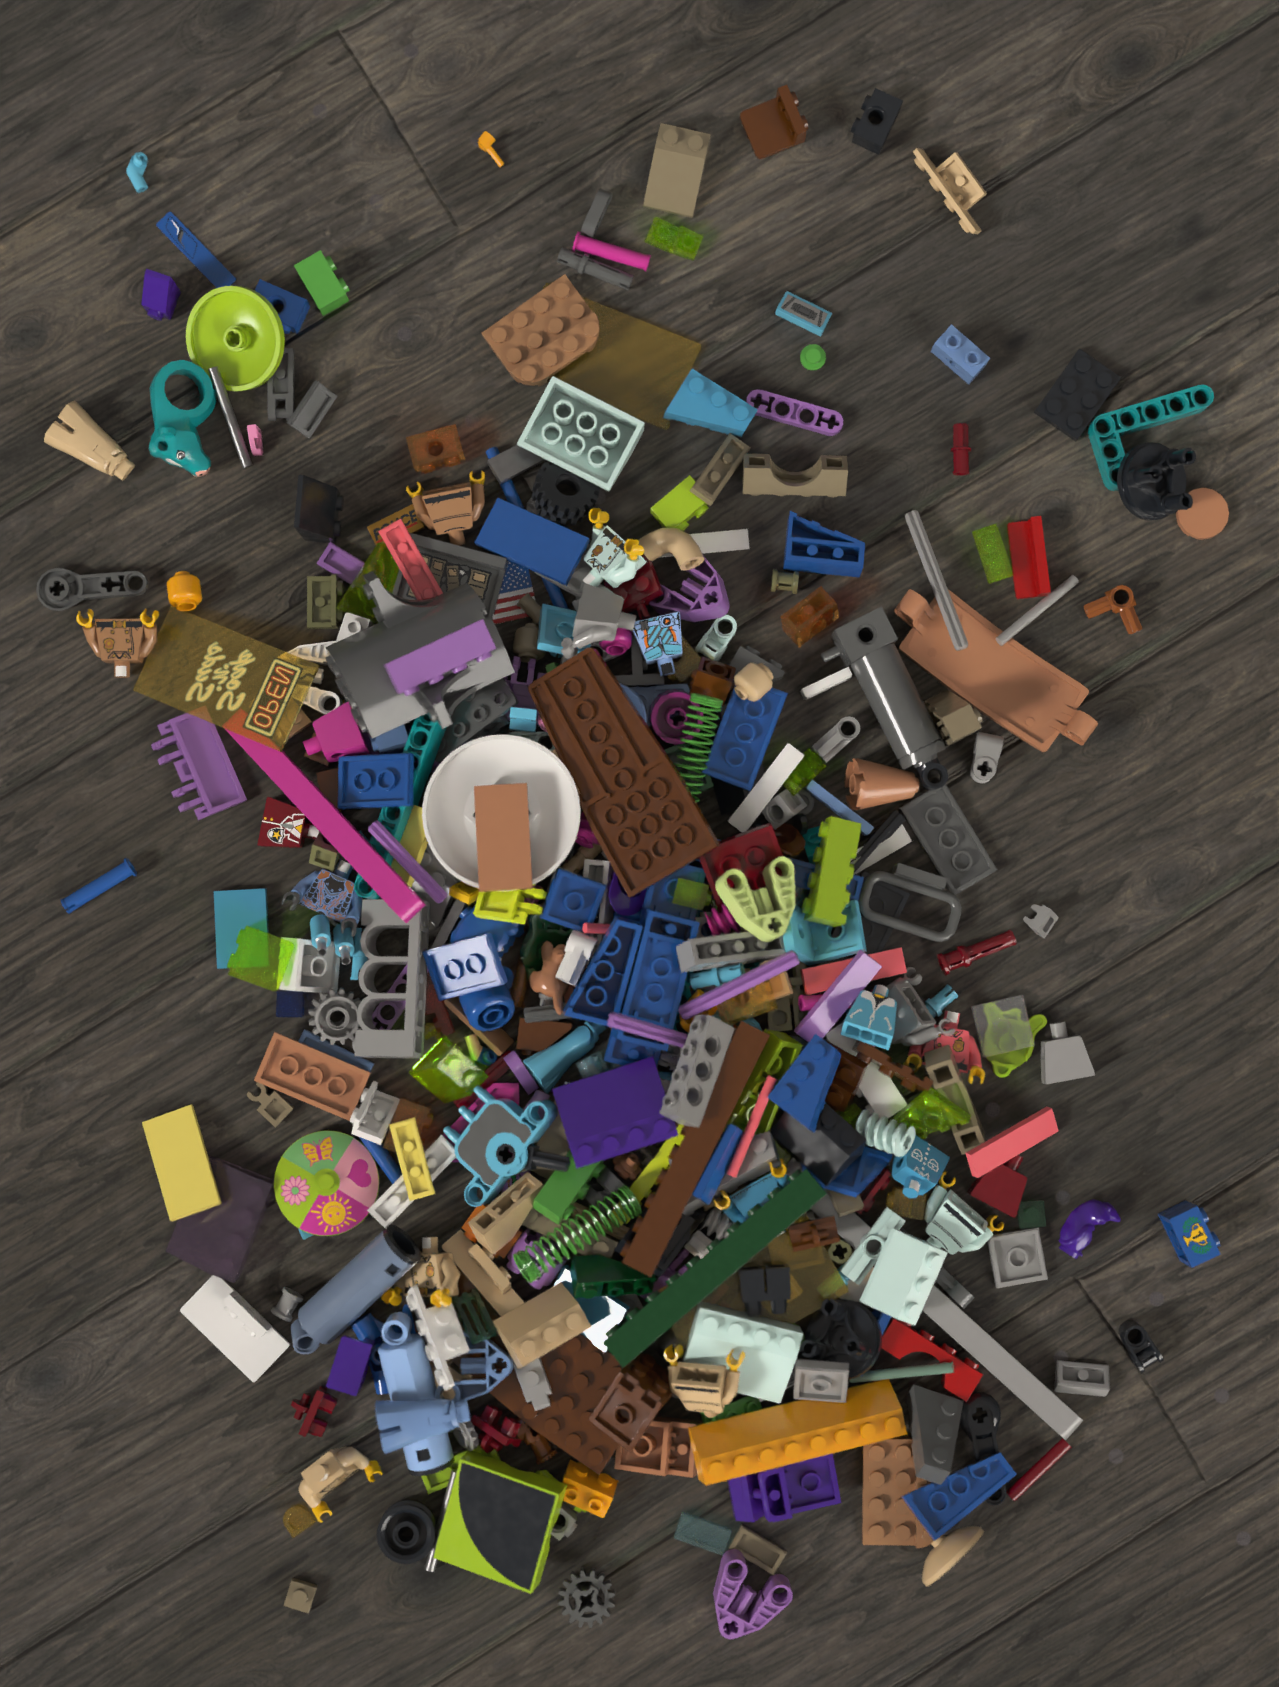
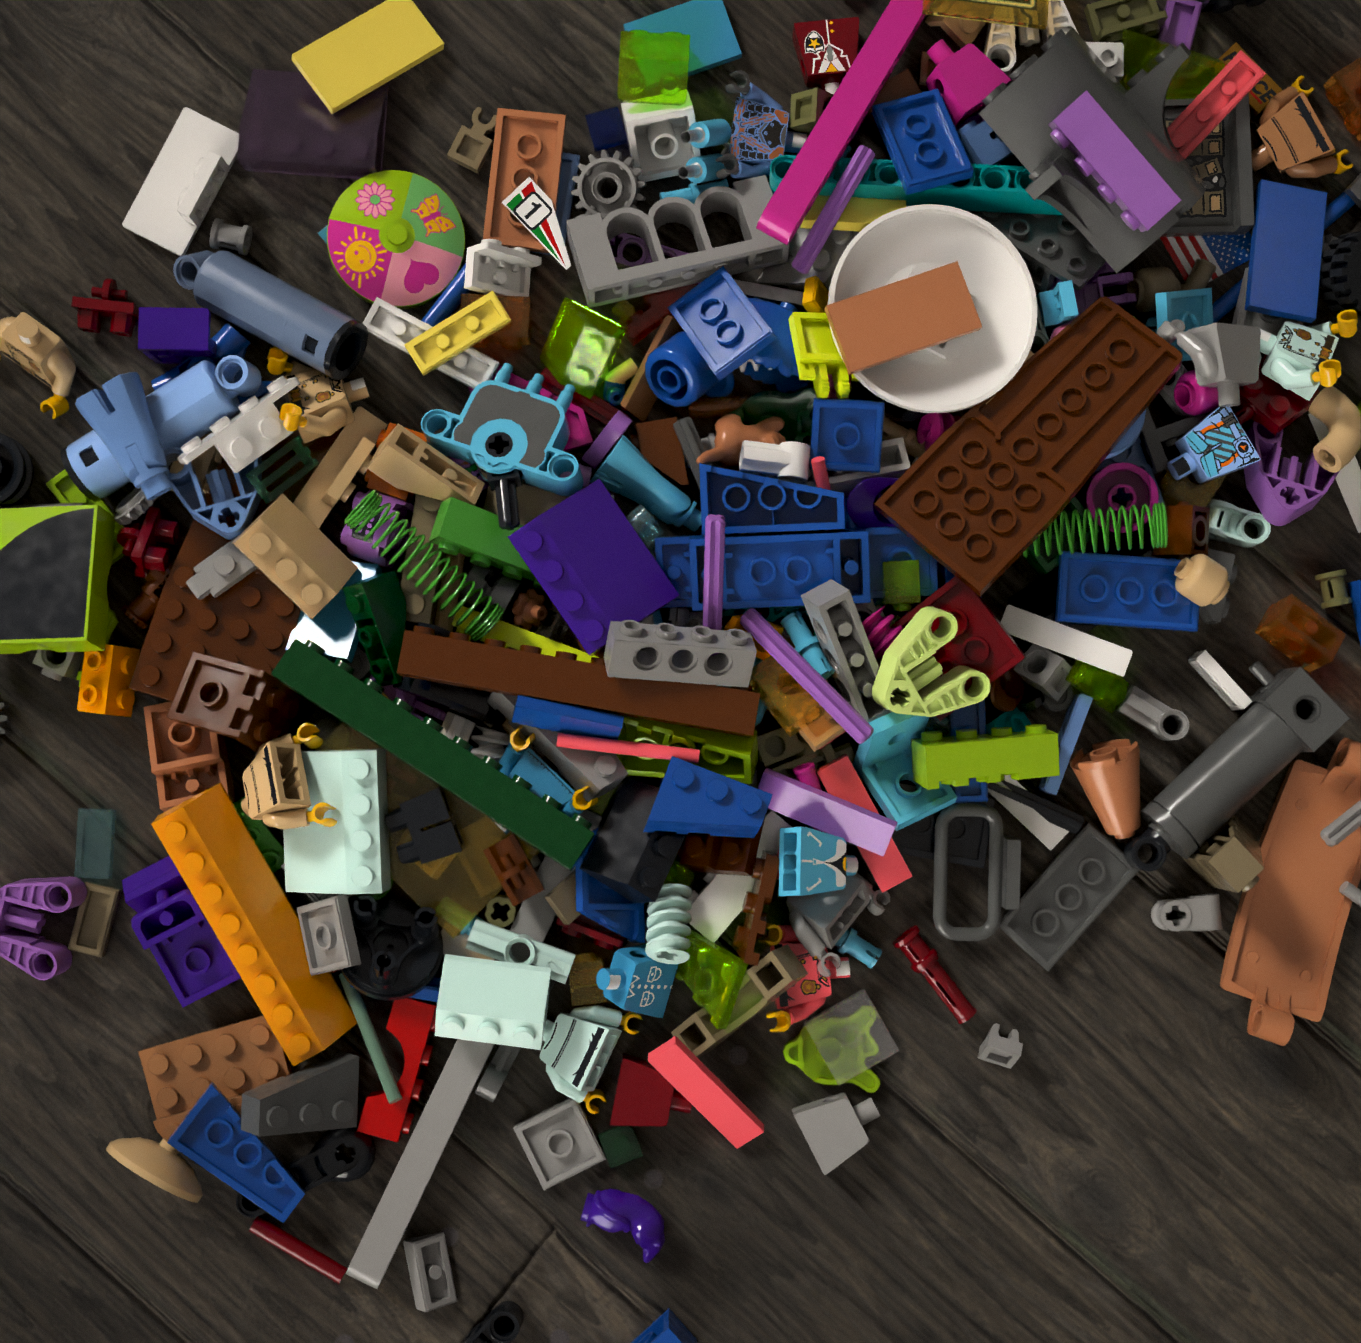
camera: 70 degrees right, 0 degrees up
(344, 1073) = (538, 216): none -> sticker

